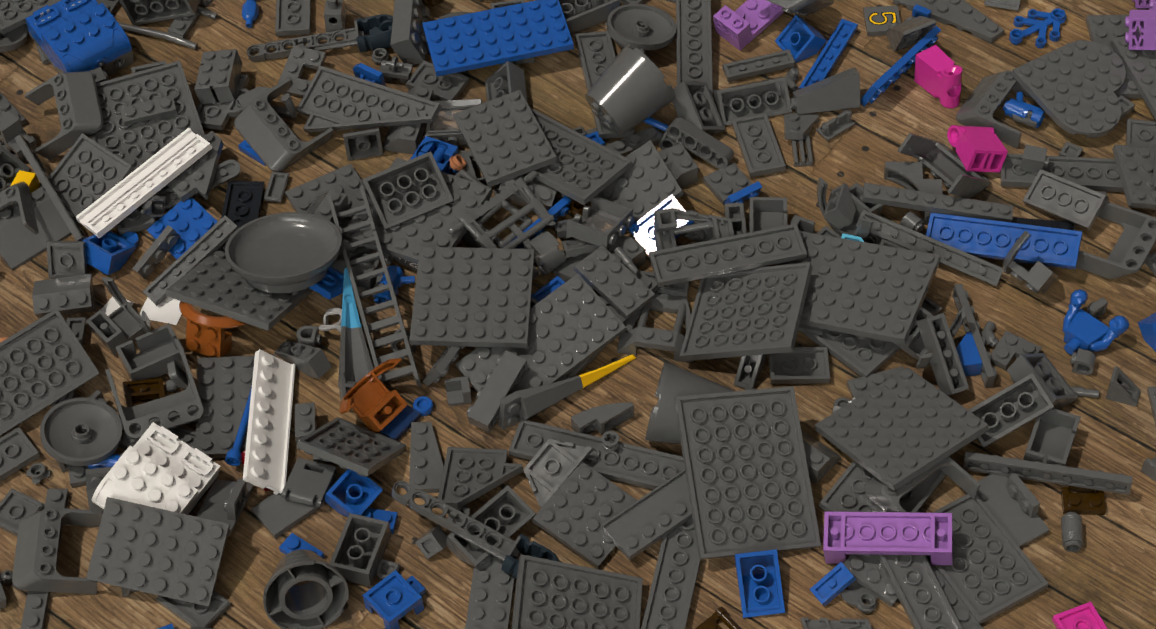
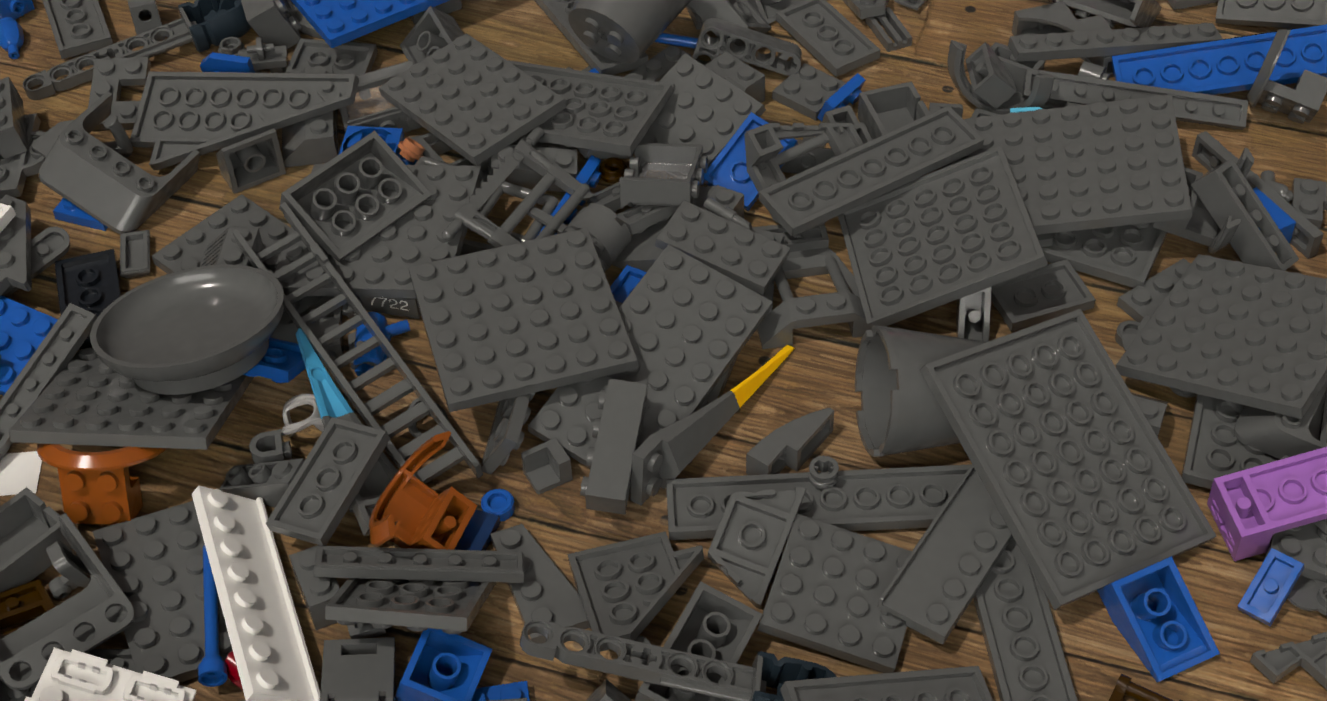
camera: 20 degrees left, 5 degrees down
(330, 366) = (328, 481): none -> dark grey plate
(362, 430) = (419, 564): none -> dark grey tile

